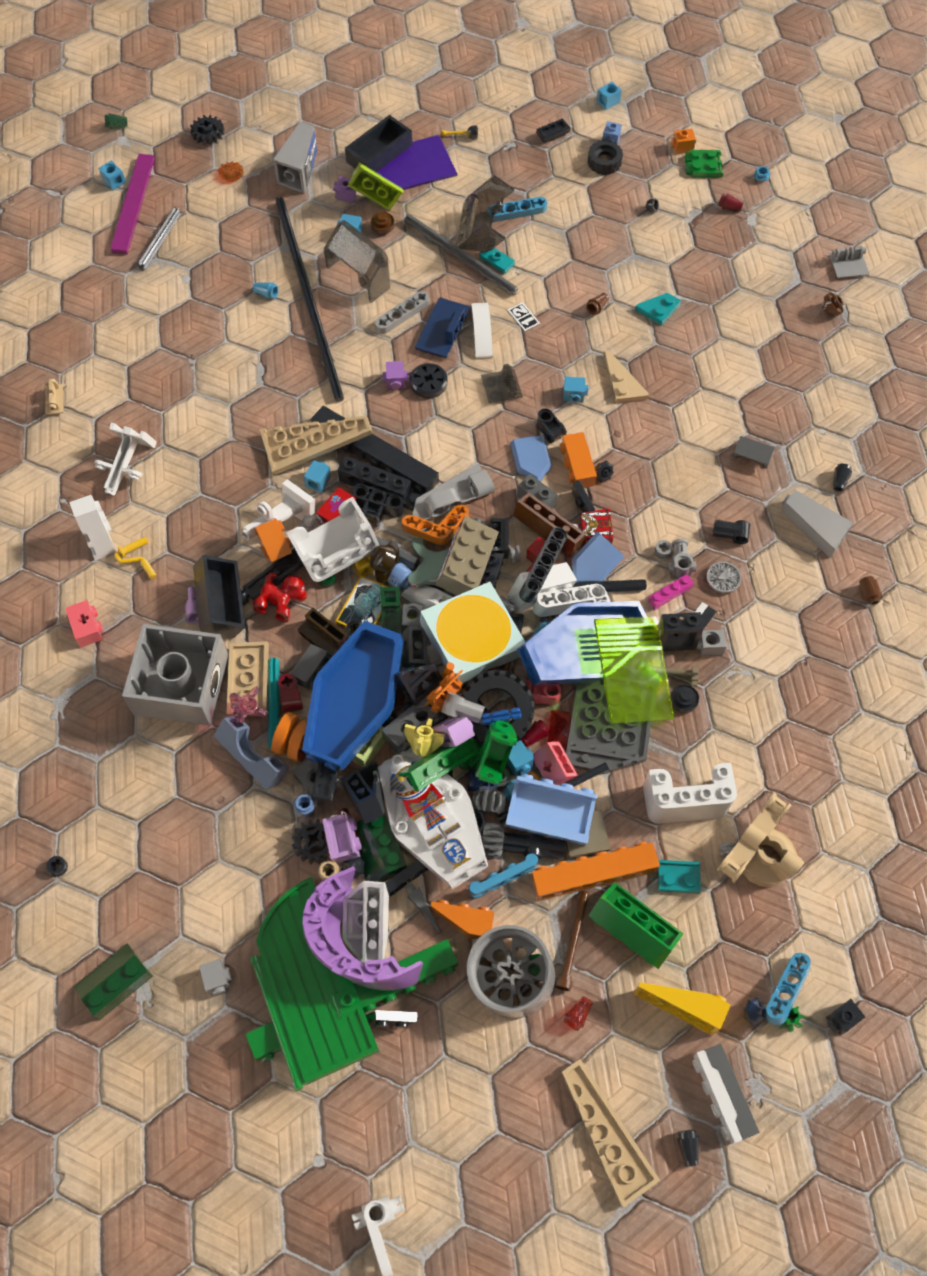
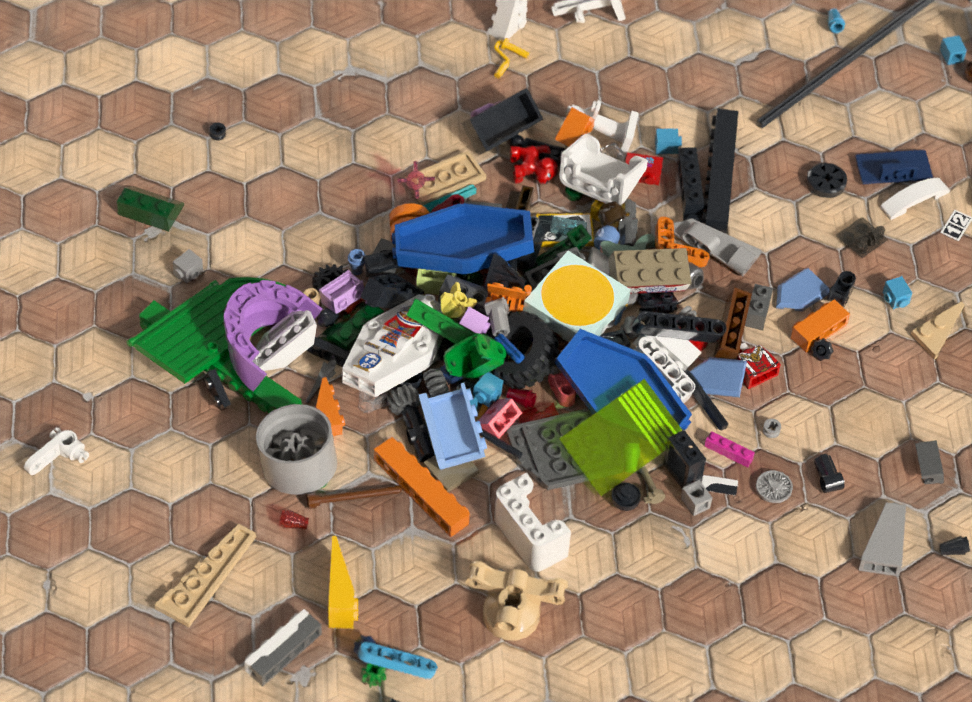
camera: 60 degrees right, 10 degrees down
(84, 623) = (424, 50): coral brick -> none
(175, 674) = (412, 122): light grey brick -> none
(235, 738) = (387, 190): sand blue arch -> none
(306, 441) = (694, 115): tan wing -> none
(360, 255) = (907, 68): clear smoke windscreen -> none
(375, 510) = (667, 194): black piece -> none
(391, 323) = (887, 133): light grey beam -> none
(395, 375) = (812, 151): medium lavender brick -> none
(497, 880) = (377, 423): dark azure plate -> none
(502, 541) = (698, 298): black hinge -> none
(581, 498) = (779, 344): black plate -> none
(635, 925) = (391, 533): green slope -> none
(679, 876) = (453, 552): teal plate -> none
(681, 558) = (768, 443): light grey connector -> none
(689, 1146) = (227, 636): black cone -> none
(870, 590) = (838, 609): reddish brown brick -> none

